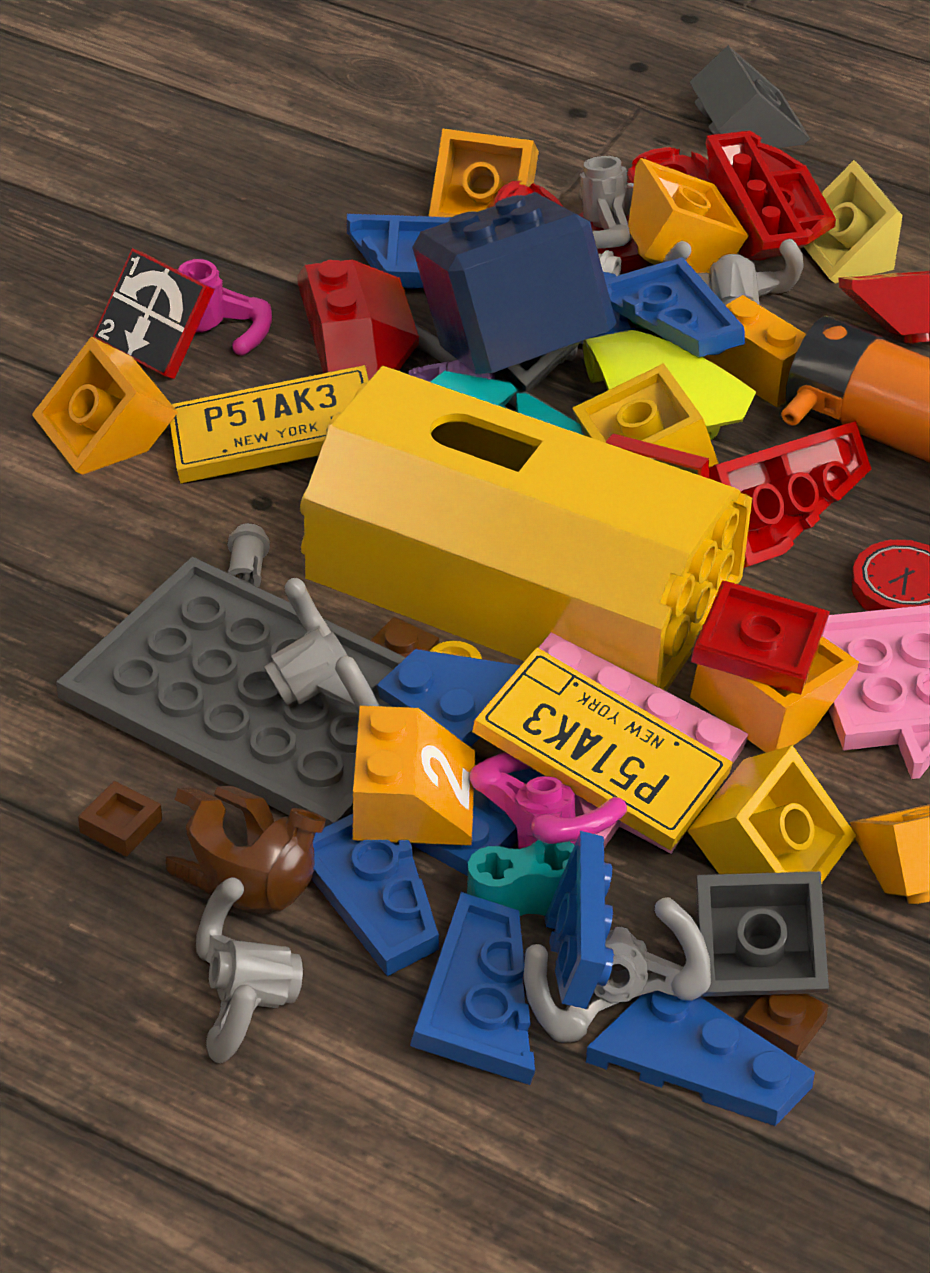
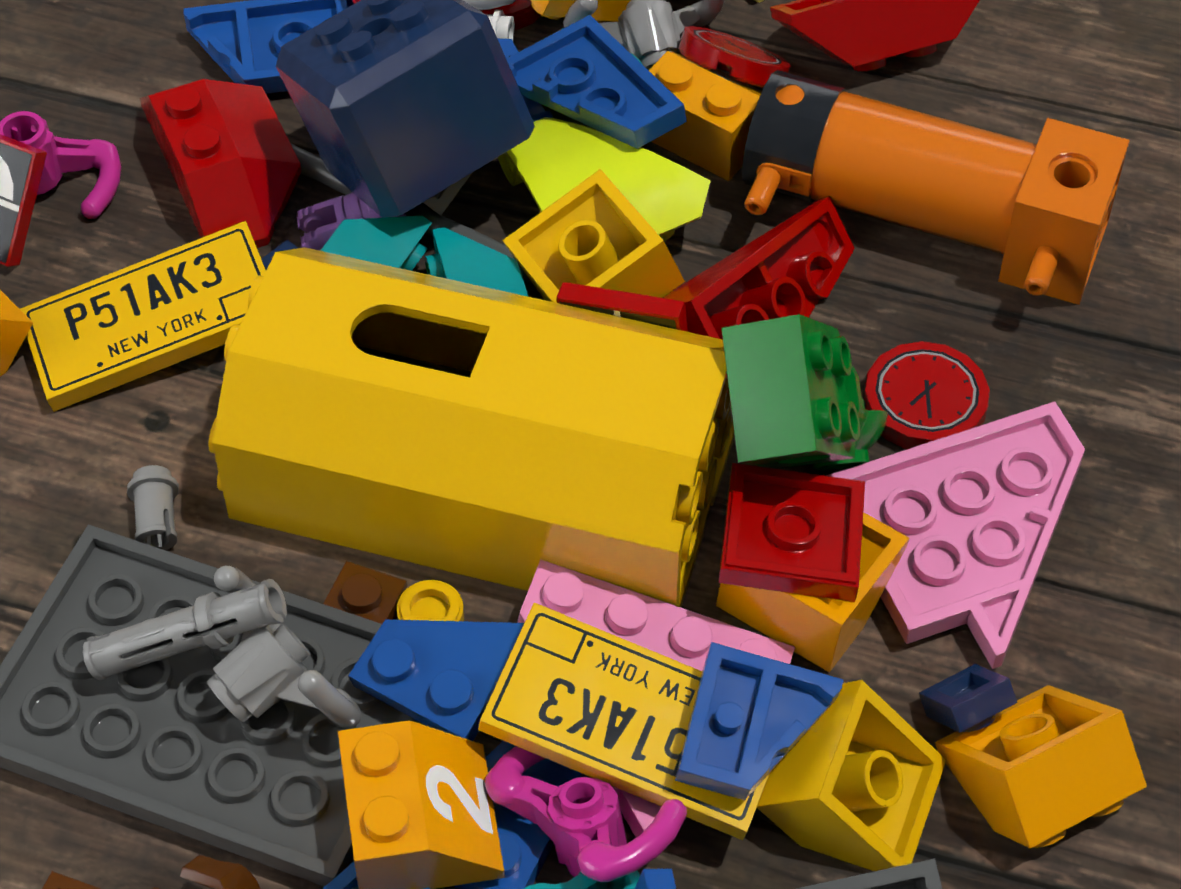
camera: 10 degrees left, 10 degrees up
(311, 613) = (208, 622): none -> light grey pin
(693, 755) = (749, 719): none -> blue wing
(786, 535) = (797, 396): none -> green brick
(788, 305) = (739, 57): none -> red tile
(884, 792) = (968, 699): none -> dark blue plate

